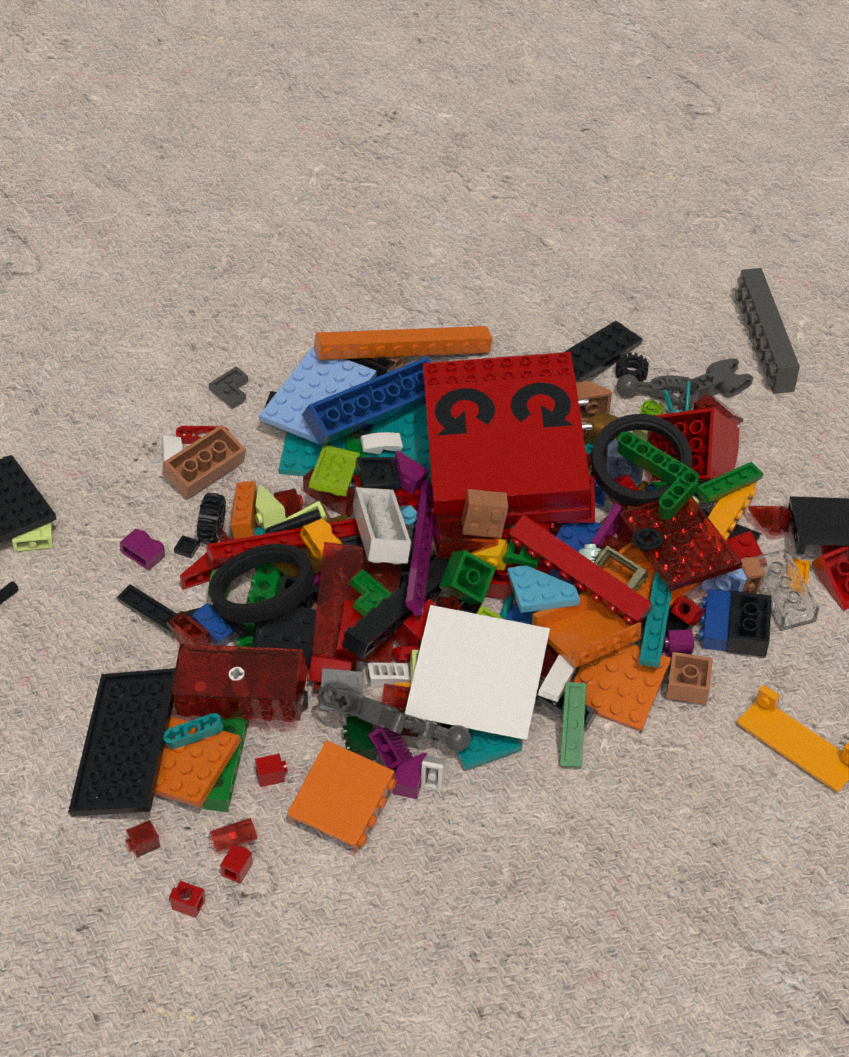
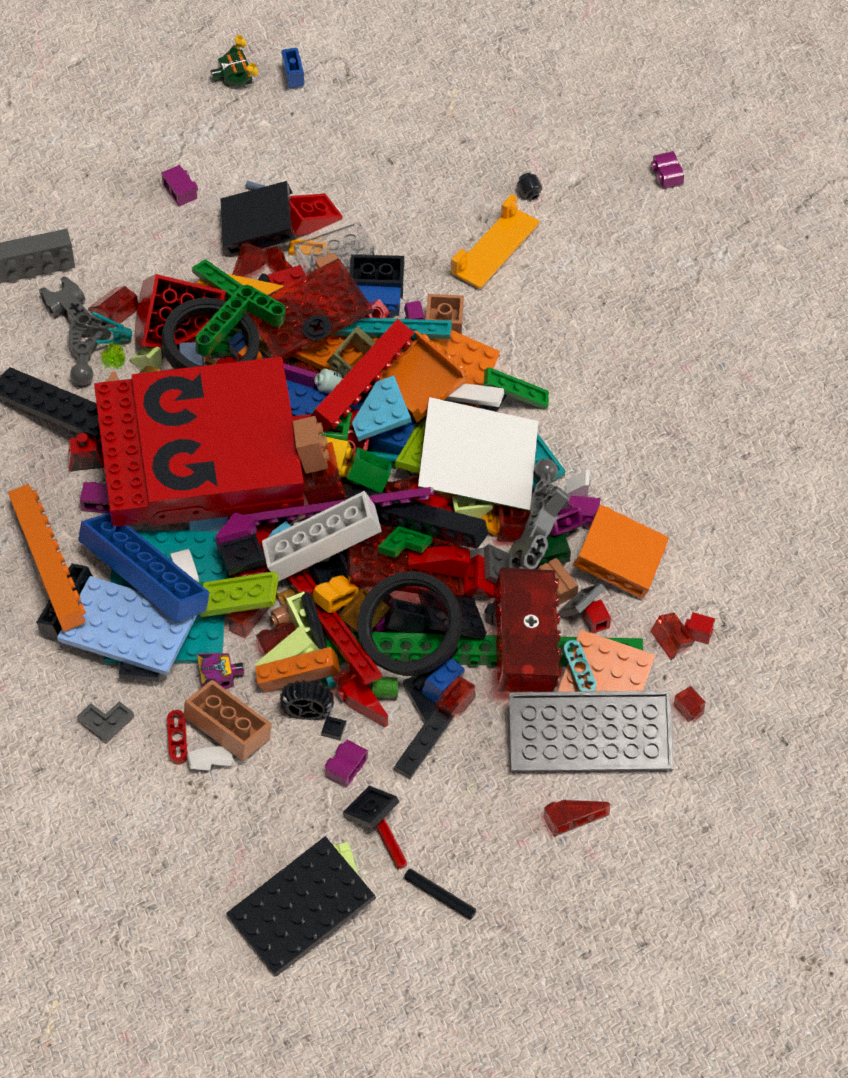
camera: 95 degrees left, 5 degrees up
(39, 716) = (571, 814): none -> clear red slope
(51, 576) = (391, 844): none -> red axle
(86, 559) = (371, 807): none -> black plate
(191, 906) = (746, 653): red brick -> none
(263, 462) = (218, 668): none -> torso
(286, 753) = (581, 600): none -> dark grey tile
(312, 740) = (567, 586): none -> nougat brick
(632, 361) = (55, 366): black tyre -> none
(778, 543) = (276, 260): none -> clear red slope

